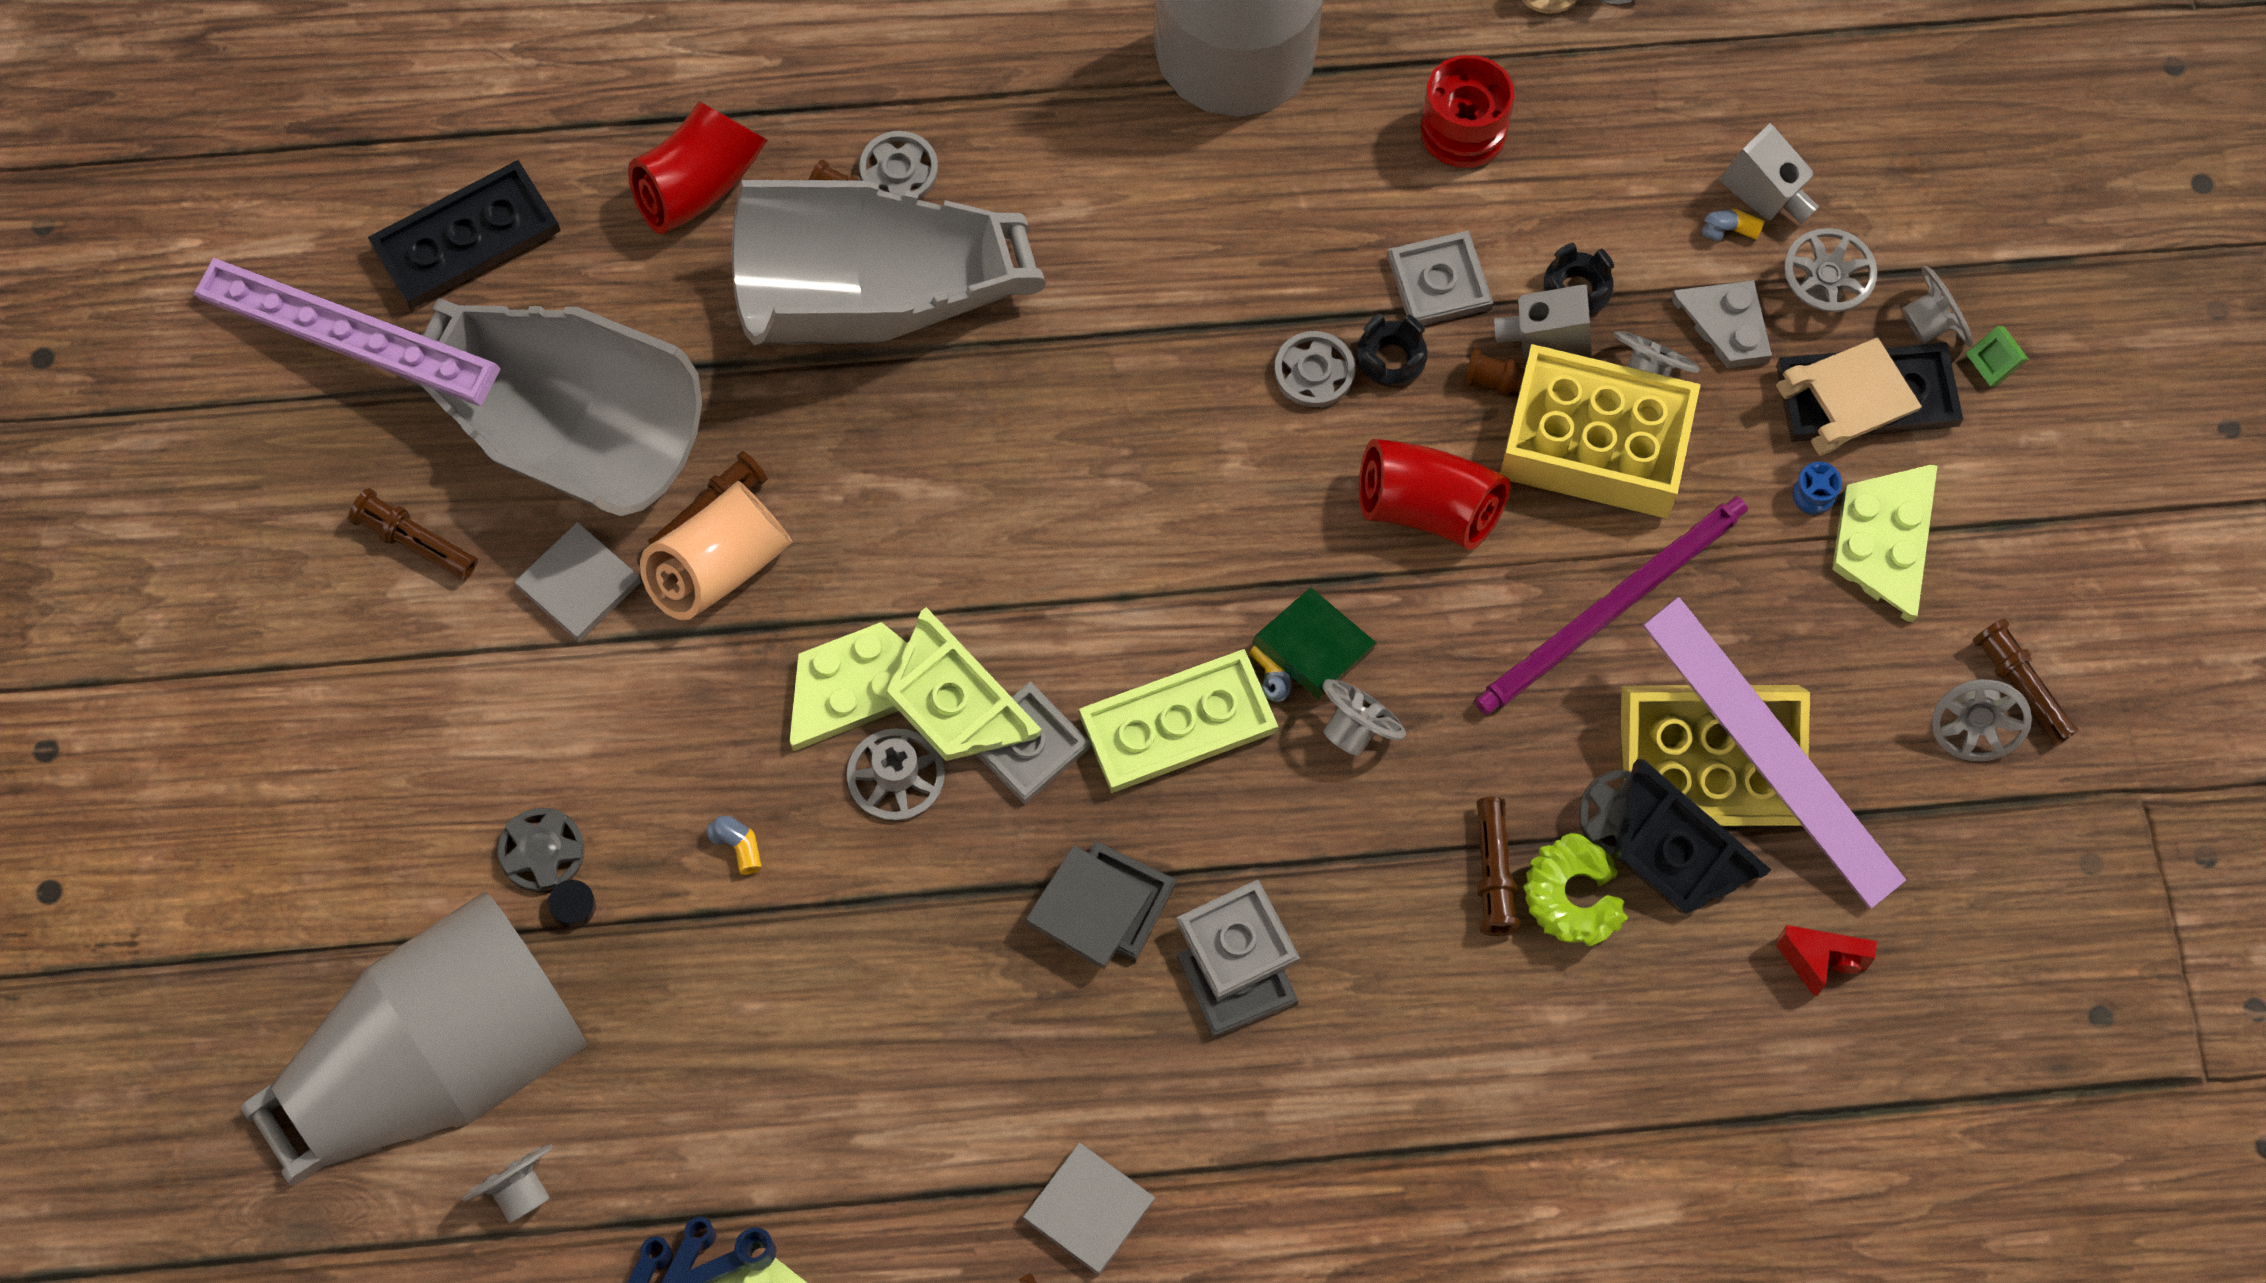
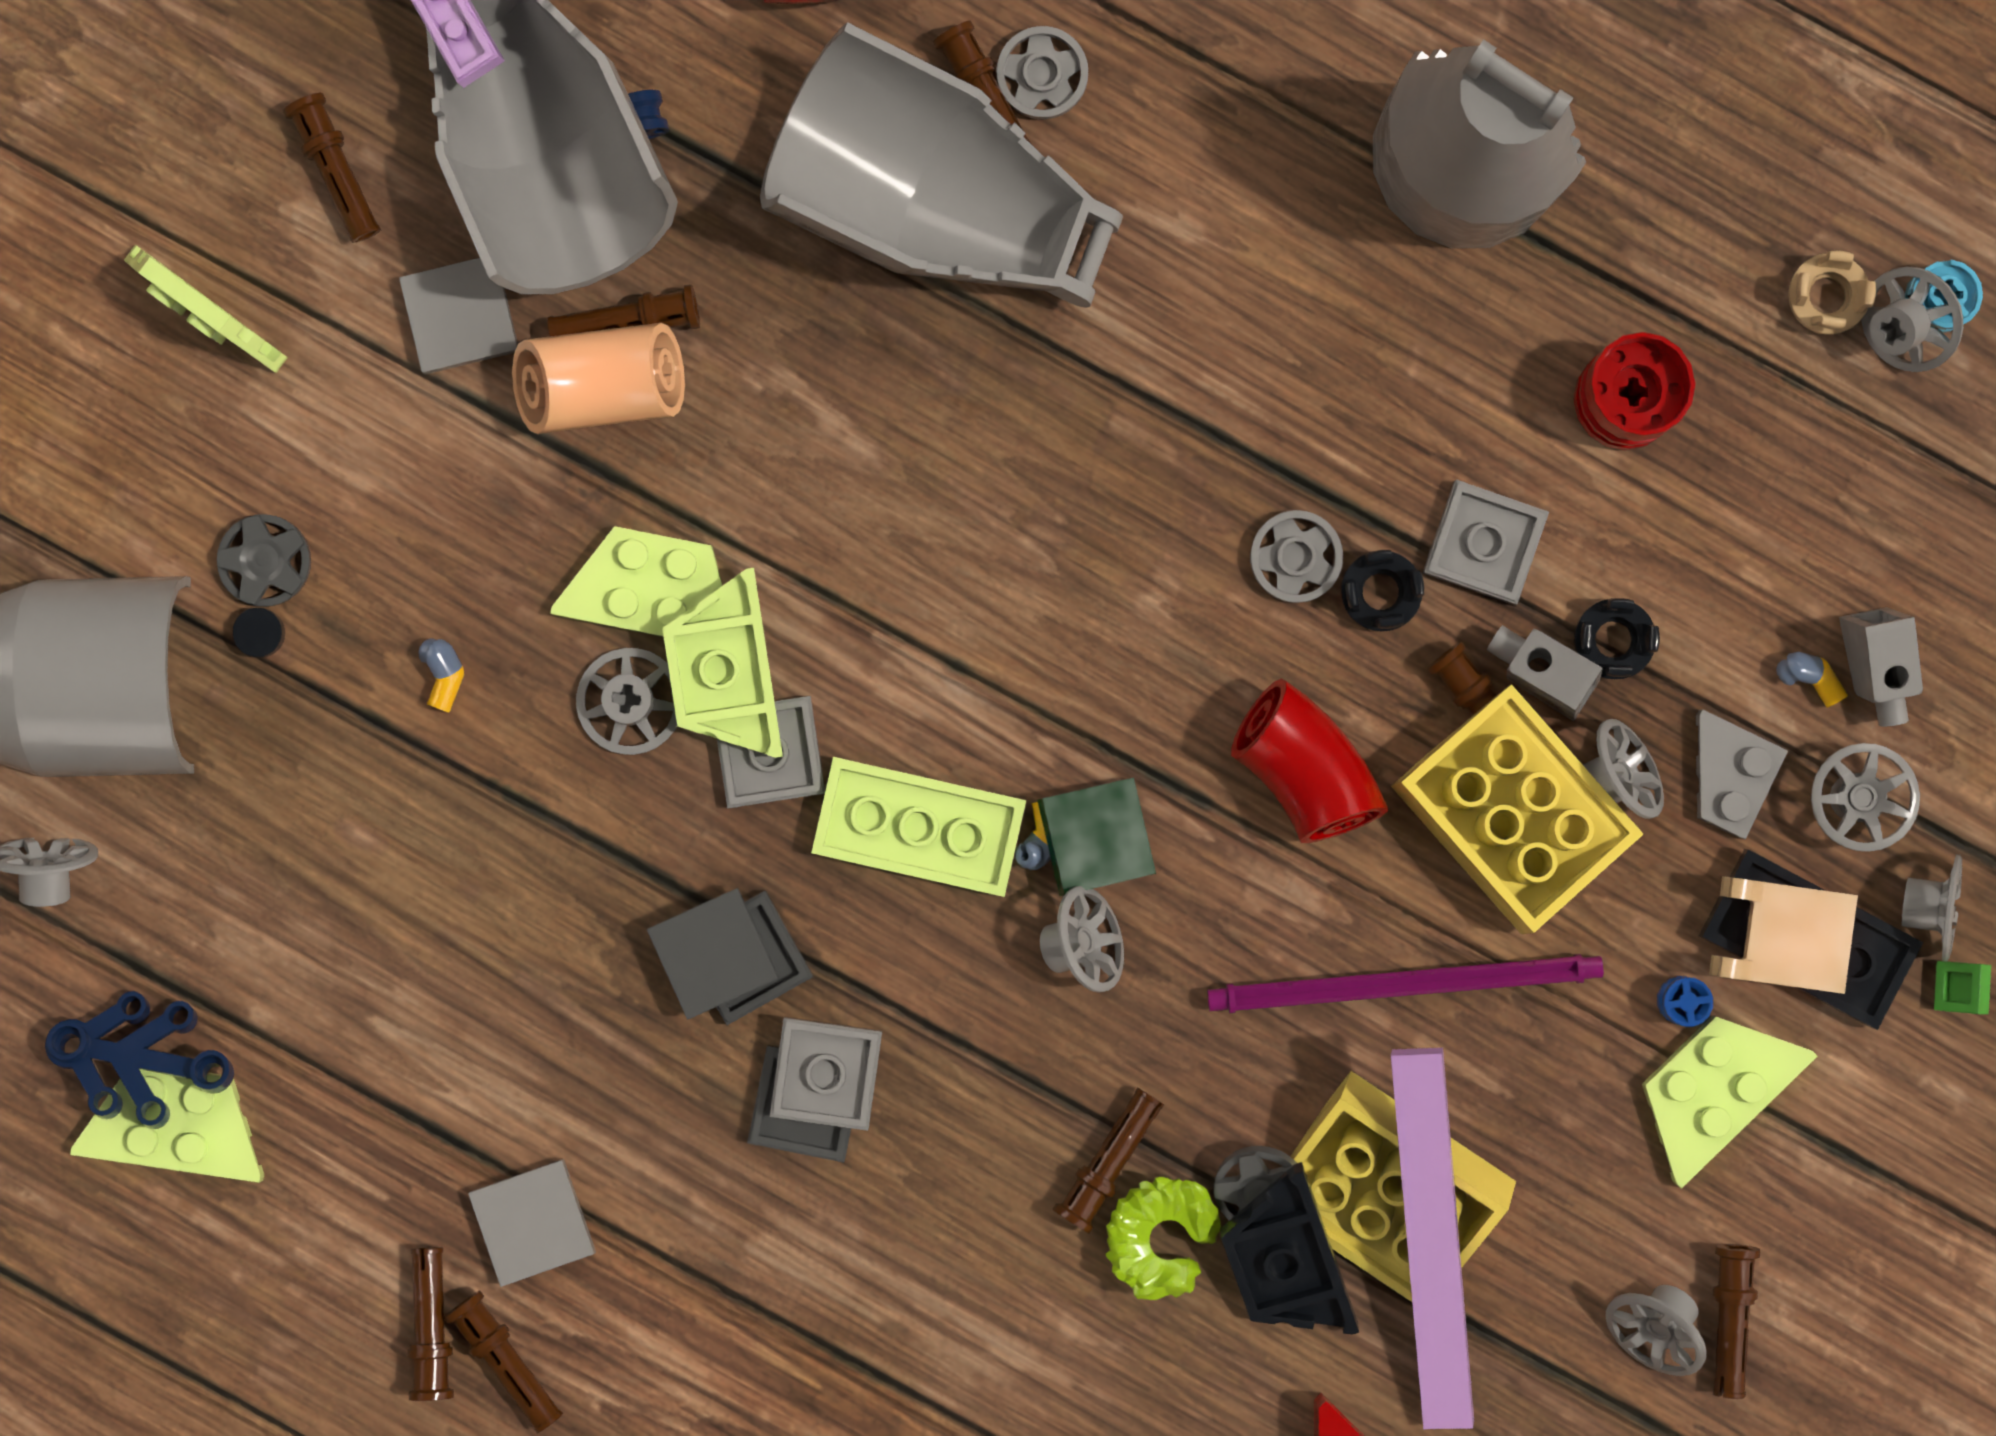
camera: 30 degrees right, 20 degrees up
(371, 684) = (204, 314): none -> yellowish green wing

